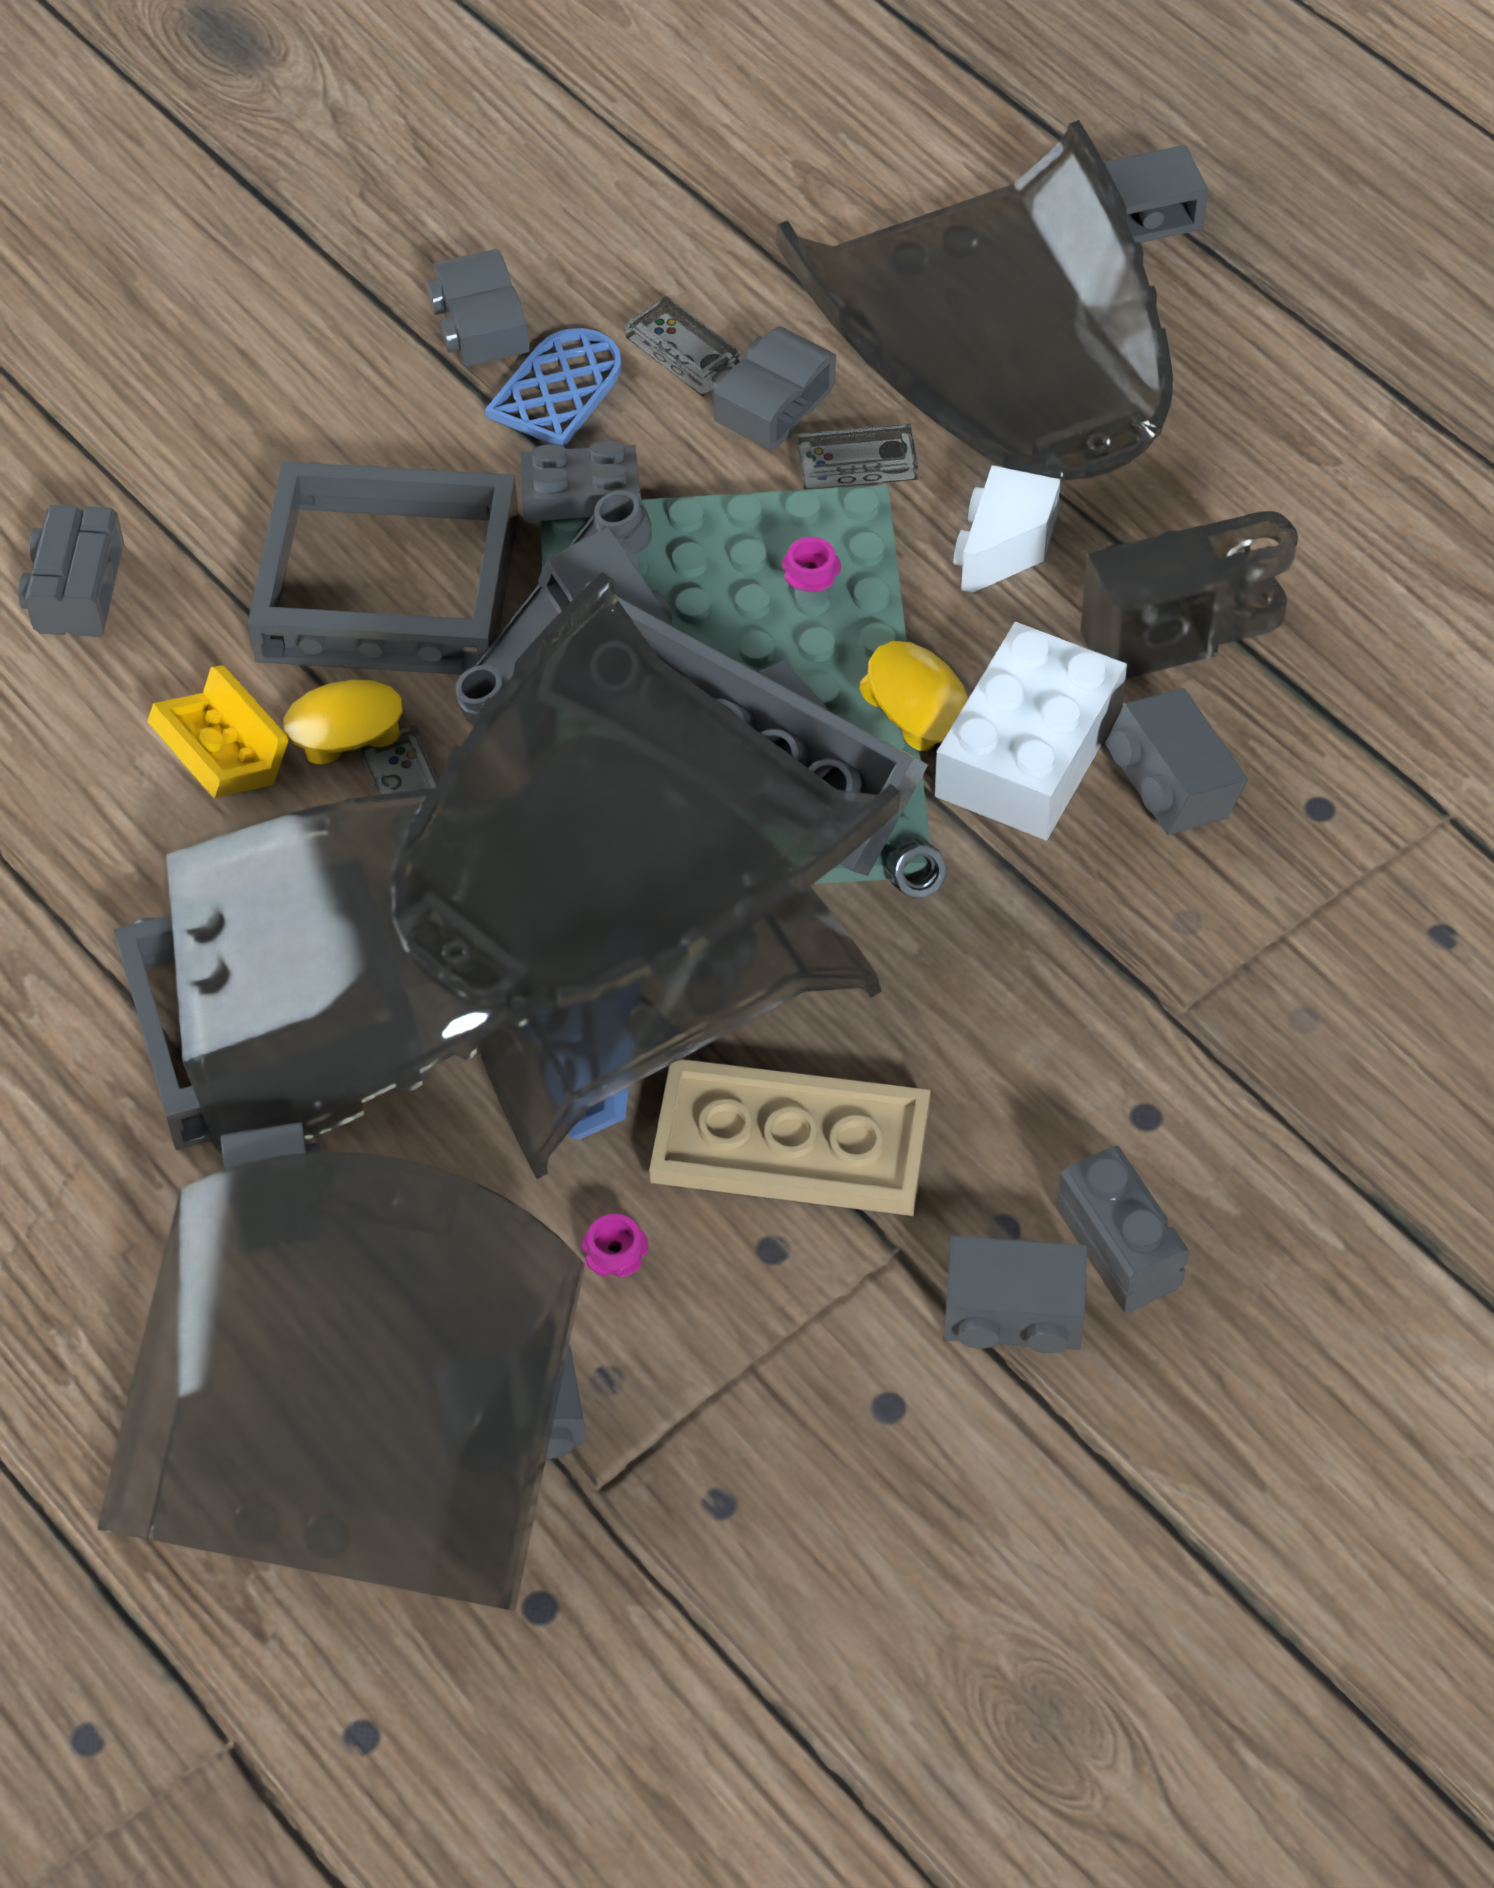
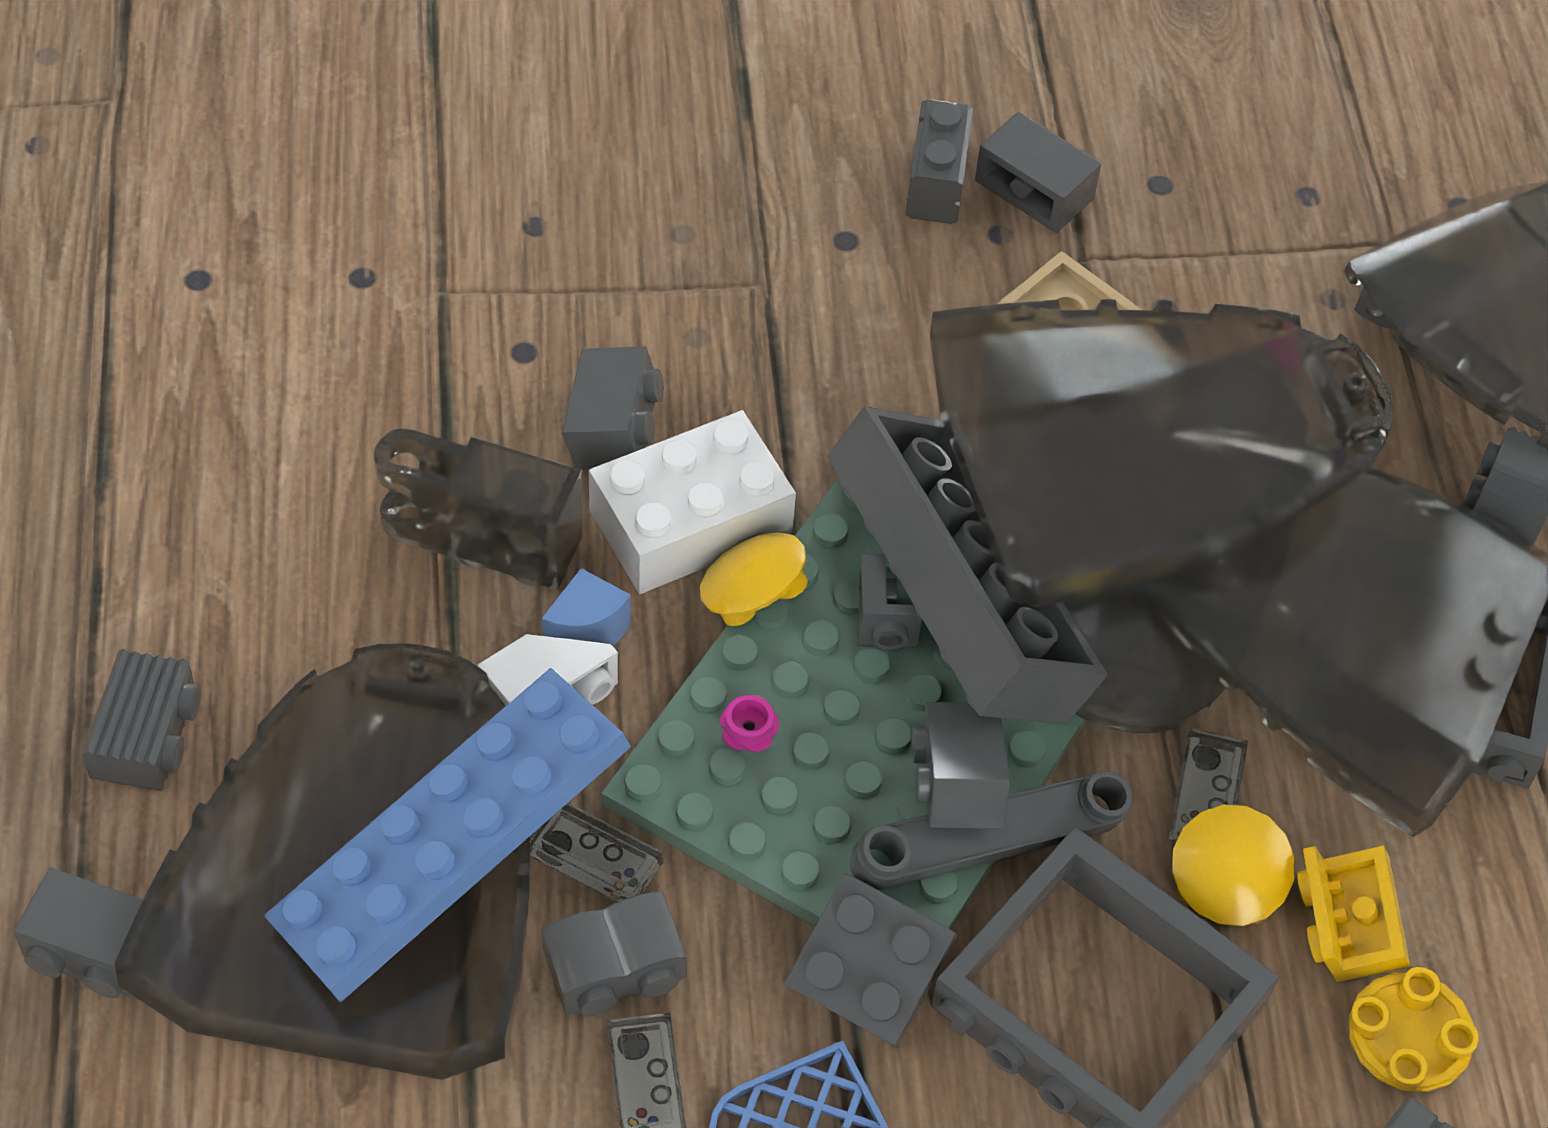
camera: 150 degrees left, 0 degrees up
(118, 685) = (1412, 1031): none -> yellow dish
(954, 348) = (446, 833): none -> medium blue plate
(1025, 591) = (589, 611): none -> medium blue brick
(1270, 329) = (141, 721): none -> dark grey brick

